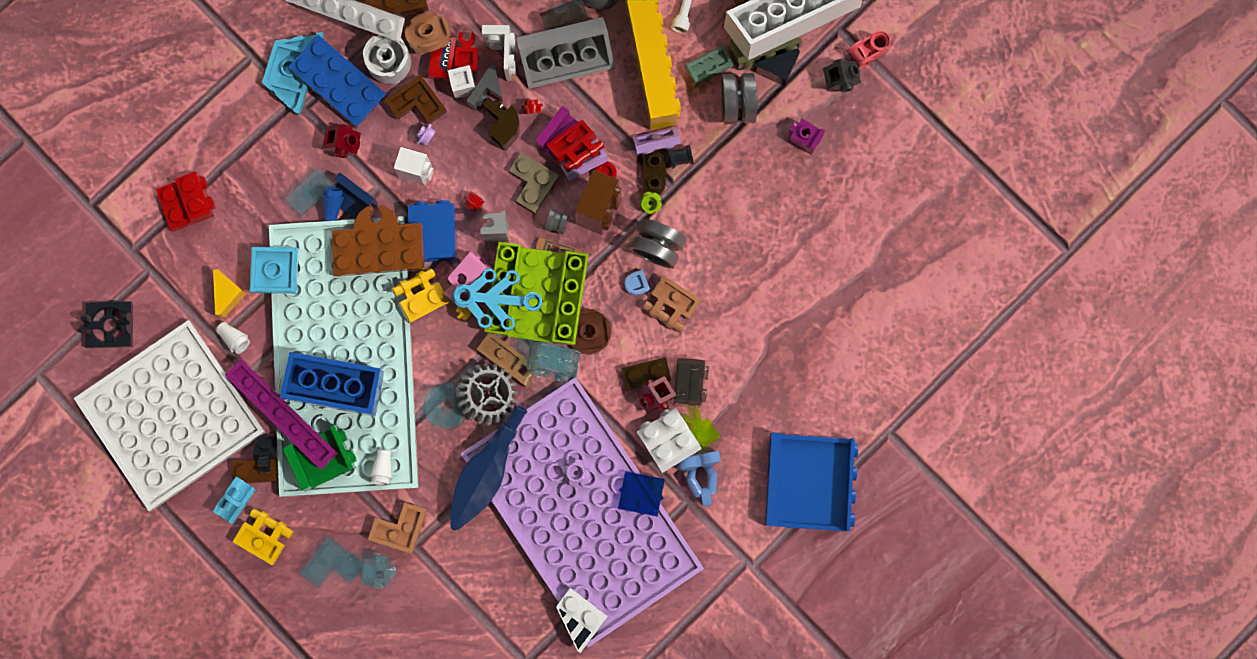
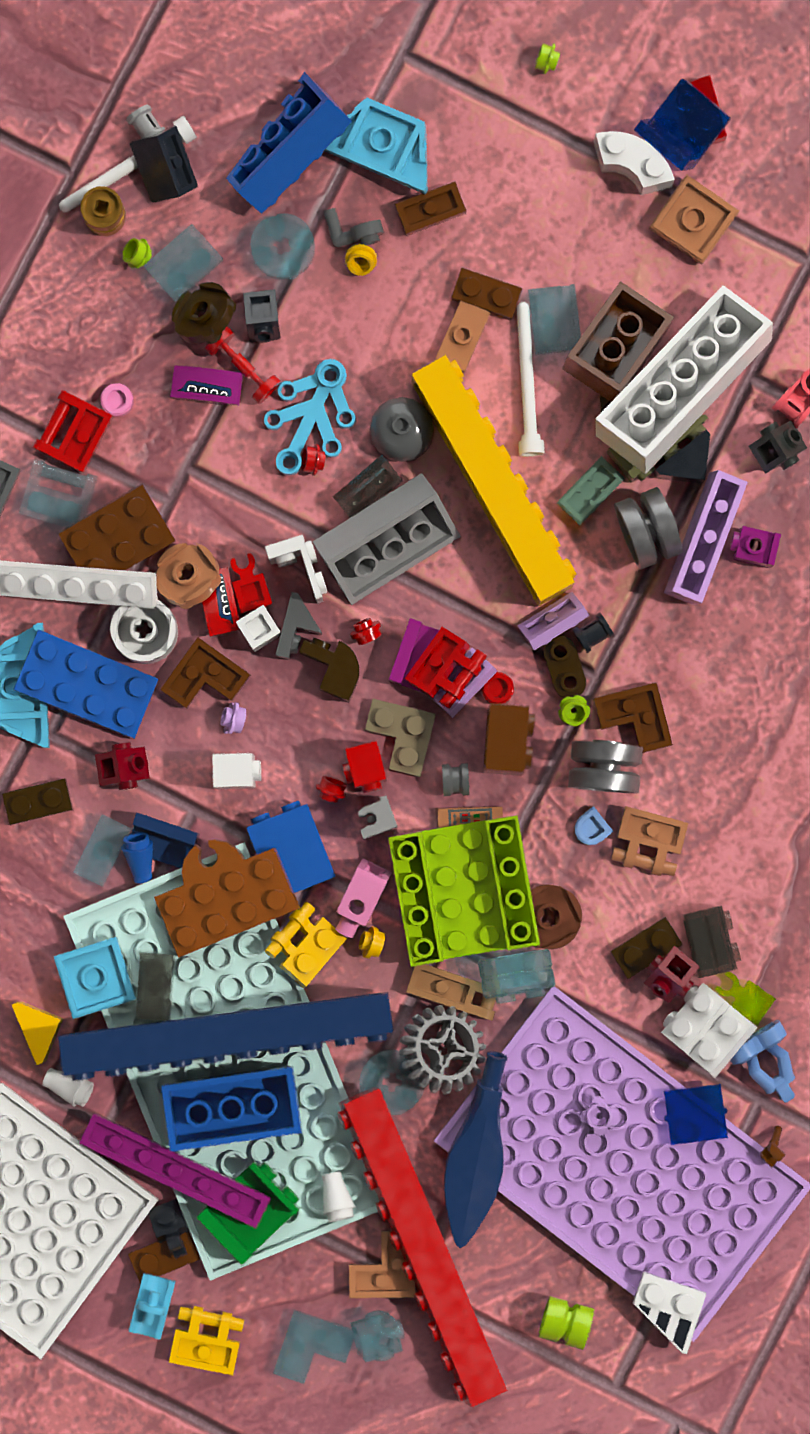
camera: 20 degrees left, 5 degrees up
(279, 147) = (37, 801): none -> dark brown plate
(311, 288) = (155, 986): none -> clear smoke brick
(345, 333) = (225, 1034): none -> dark blue brick
(427, 521) = (422, 1247): none -> red brick
(493, 298) = (409, 920): medium azure plant -> none
(499, 191) = (365, 767): none -> red brick
(506, 605) = (566, 1322): none -> lime wheel
(684, 536) = (772, 1152): none -> reddish brown hand
(695, 215) = (636, 706): none -> reddish brown plate
(774, 117) = (705, 537): none -> lavender brick

